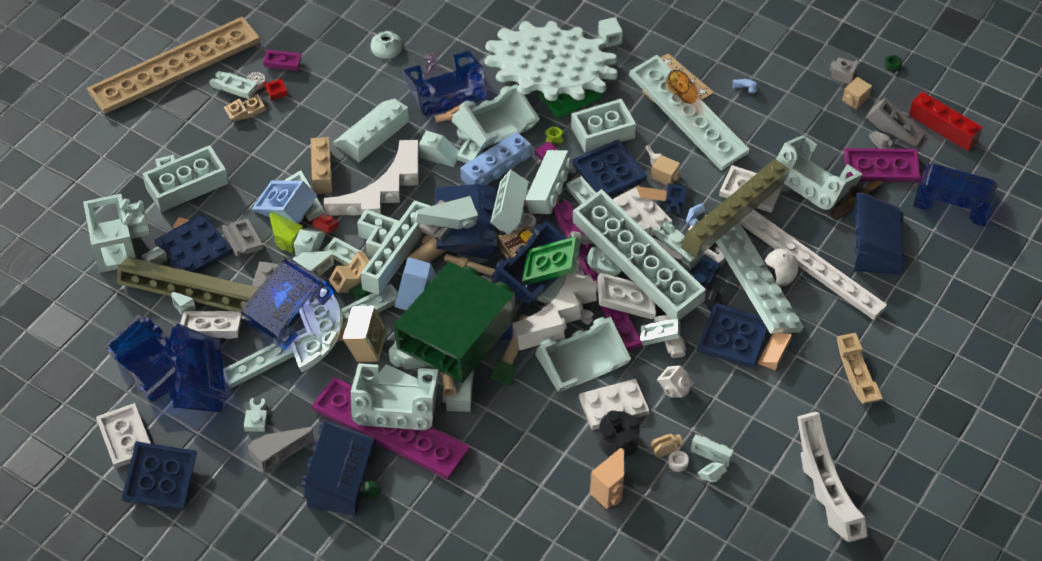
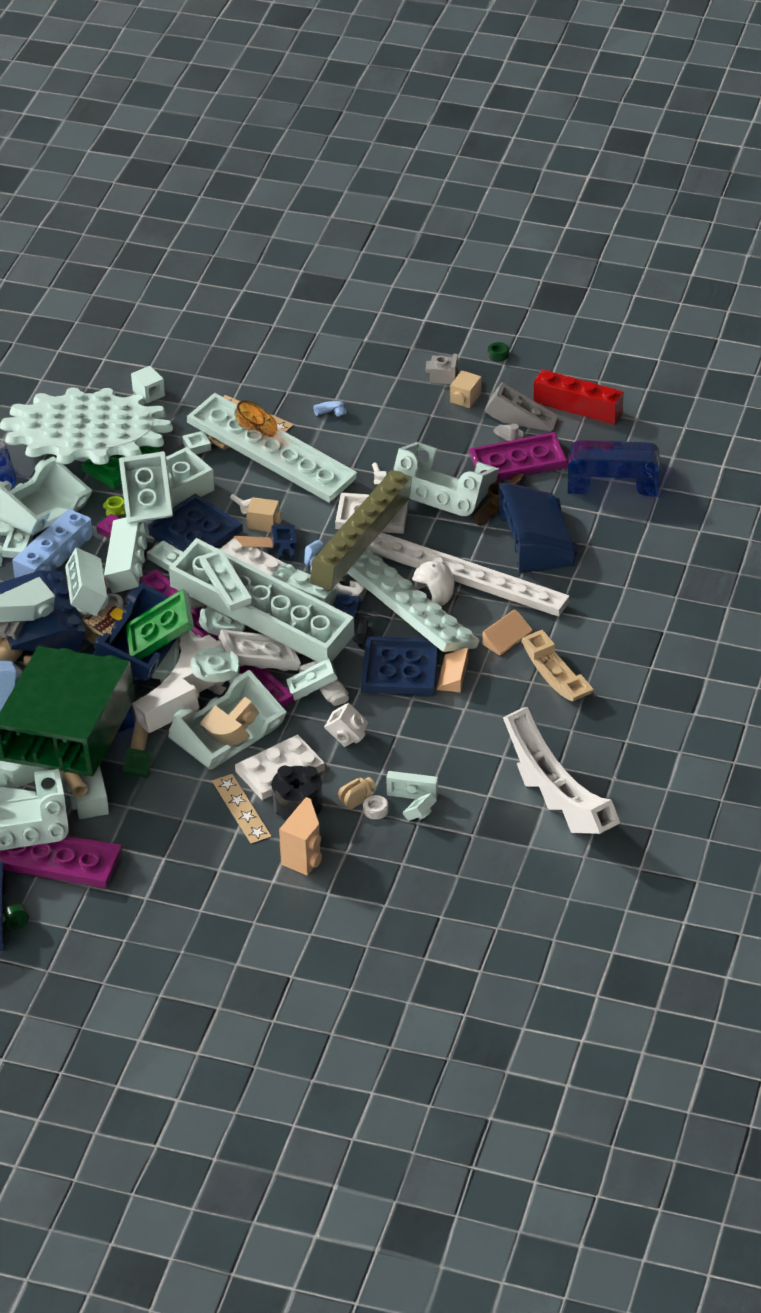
camera: 15 degrees left, 10 degrees down
(573, 434) = (241, 808): none -> tan sticker
(578, 131) = (146, 487): none -> light aqua slope
(584, 361) = (230, 728): none -> tan brick
(585, 306) = (215, 665): none -> light aqua tile
(613, 233) = (225, 580): none -> light aqua plate
(632, 93) = (197, 442): none -> light aqua plate
(767, 157) = (378, 475): none -> white hand
(827, 326) = (506, 632): none -> light nougat slope

